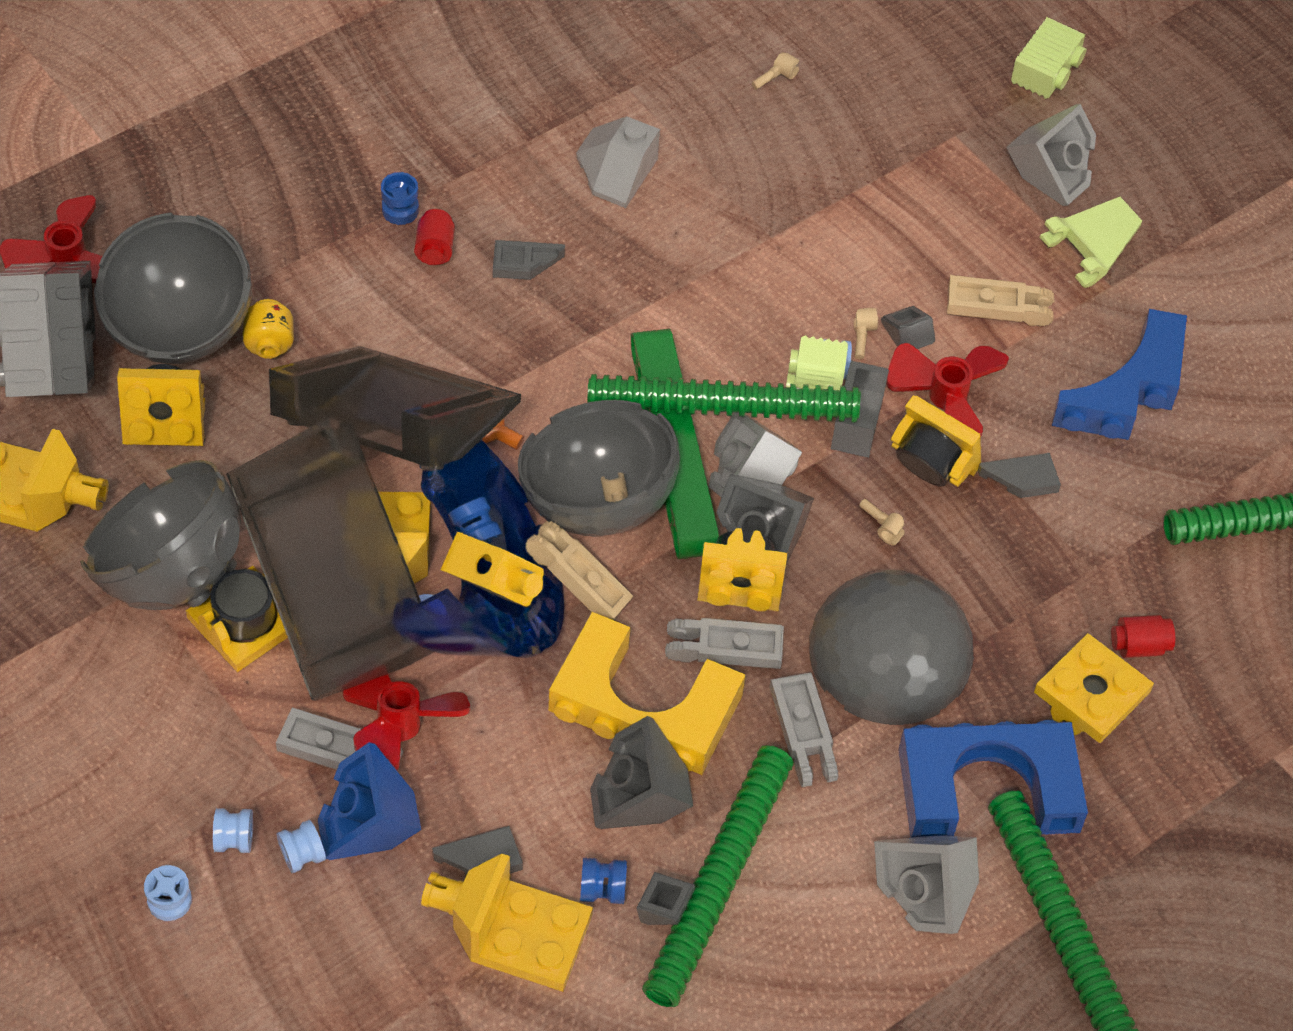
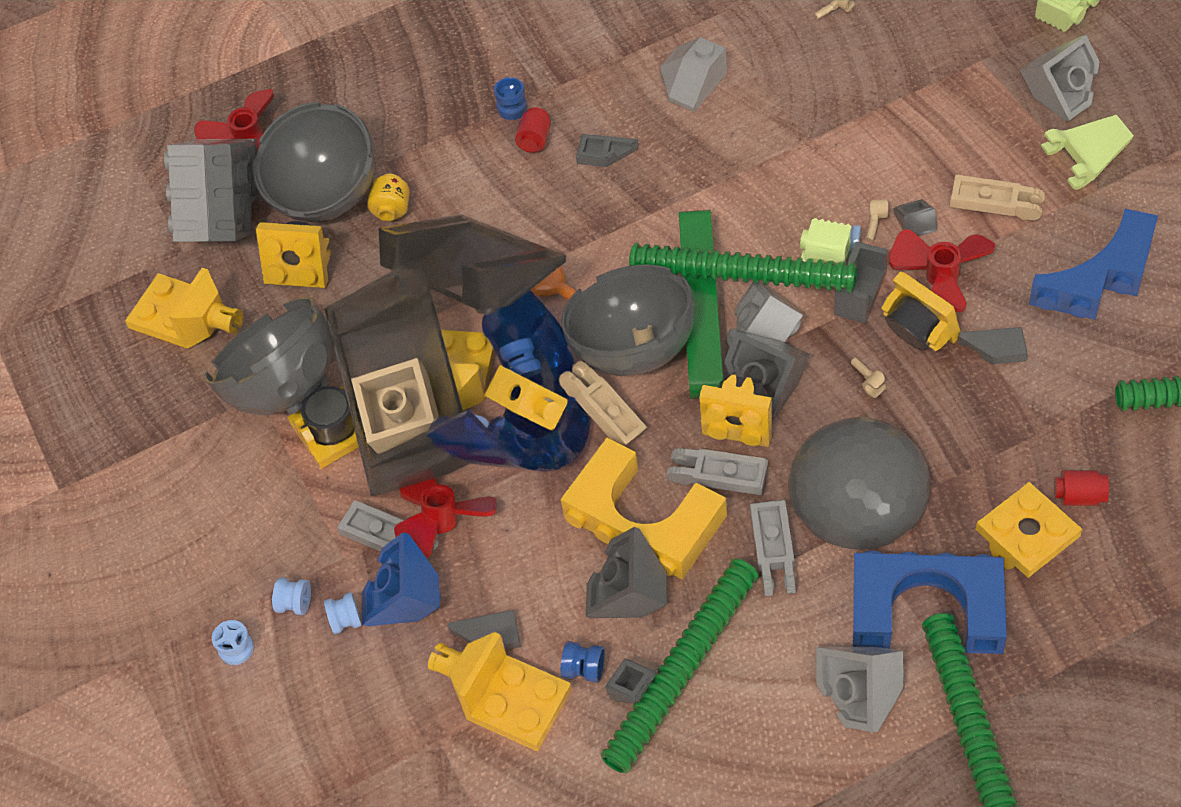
camera: 20 degrees right, 0 degrees up
(338, 587) = (395, 404): none -> tan brick

